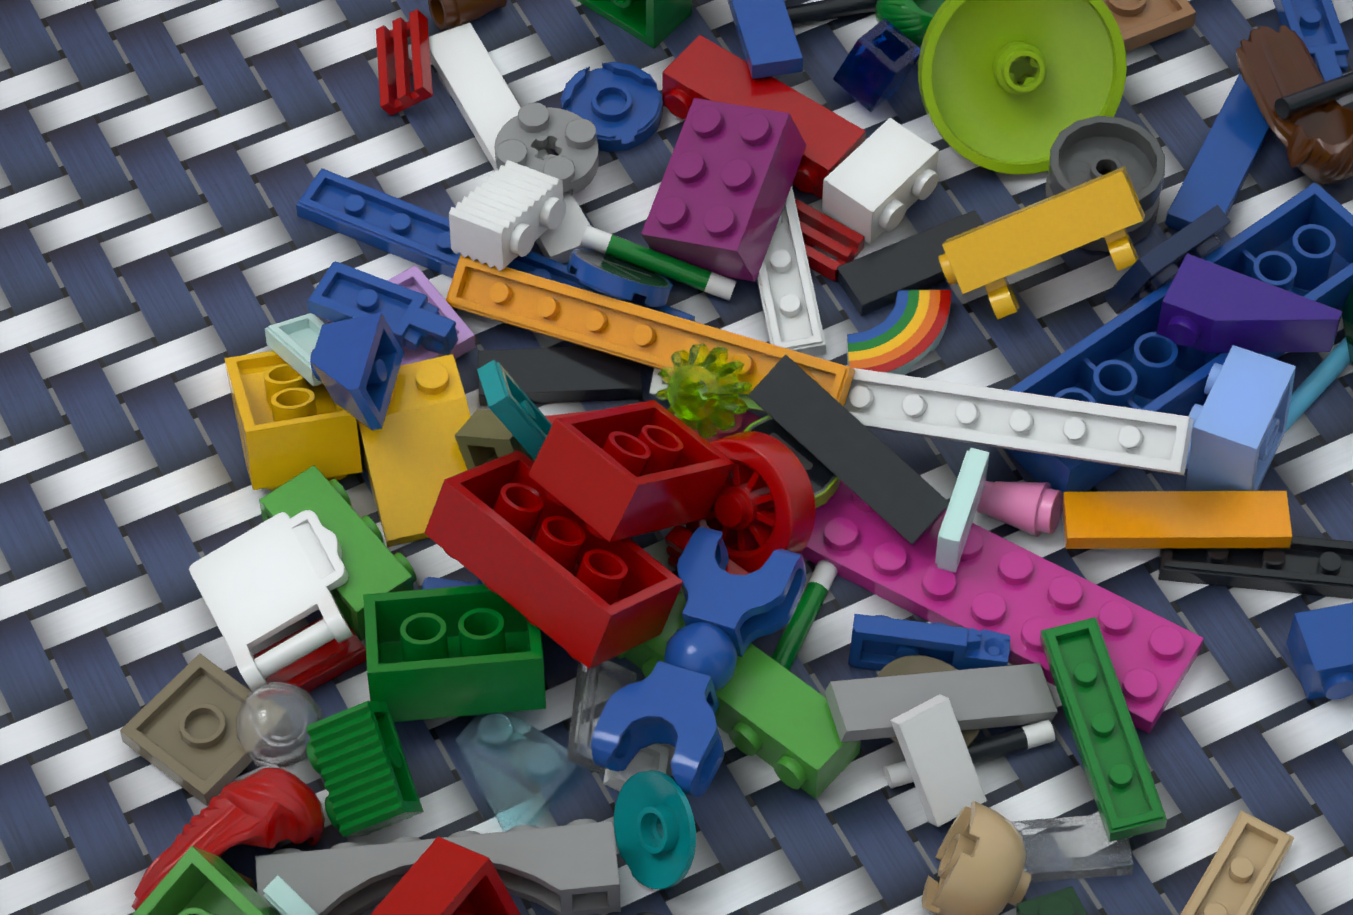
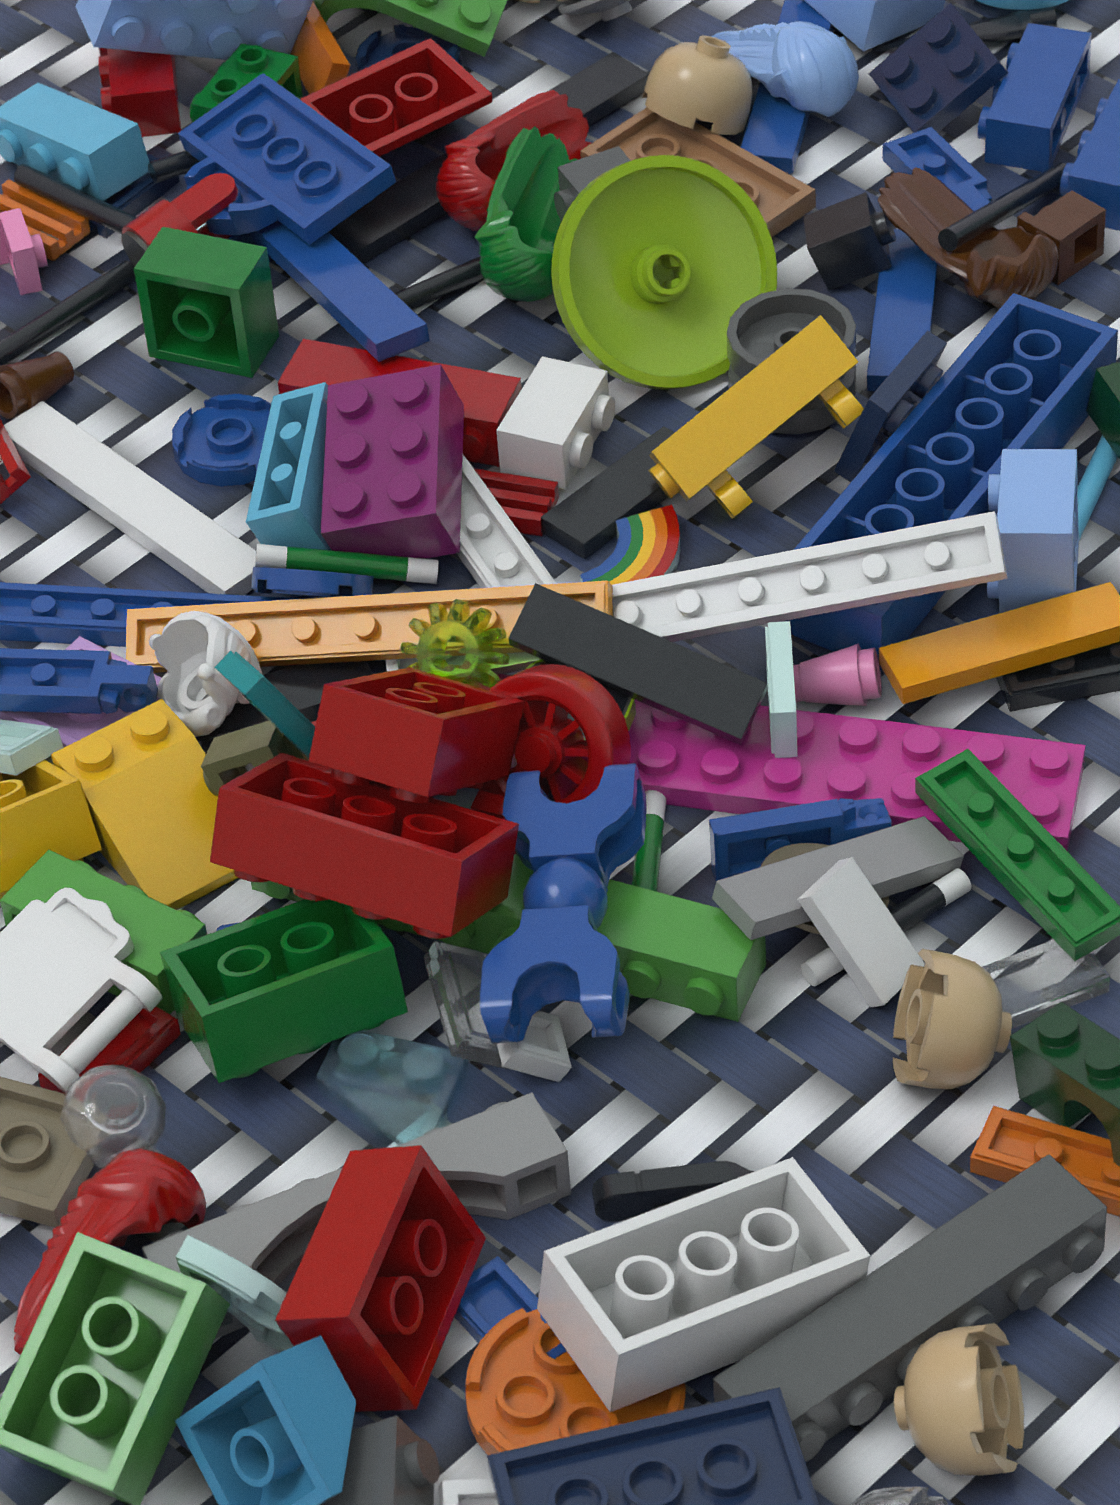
camera: 15 degrees left, 10 degrees down
(358, 366) = (64, 728): blue slope -> none
(362, 769) = (228, 1126): green brick -> none
(499, 330) = (192, 686): none -> white hair
(506, 215) = (165, 554): white brick -> none
(556, 129) = (209, 496): light grey plate -> none
(637, 166) = (290, 471): none -> medium azure brick
(655, 829) = (583, 1087): teal dish -> none
(877, 65) = (504, 319): clear blue brick -> none
(1201, 76) = (849, 240): none -> black brick
(1223, 308) = (970, 420): dark purple slope -> none

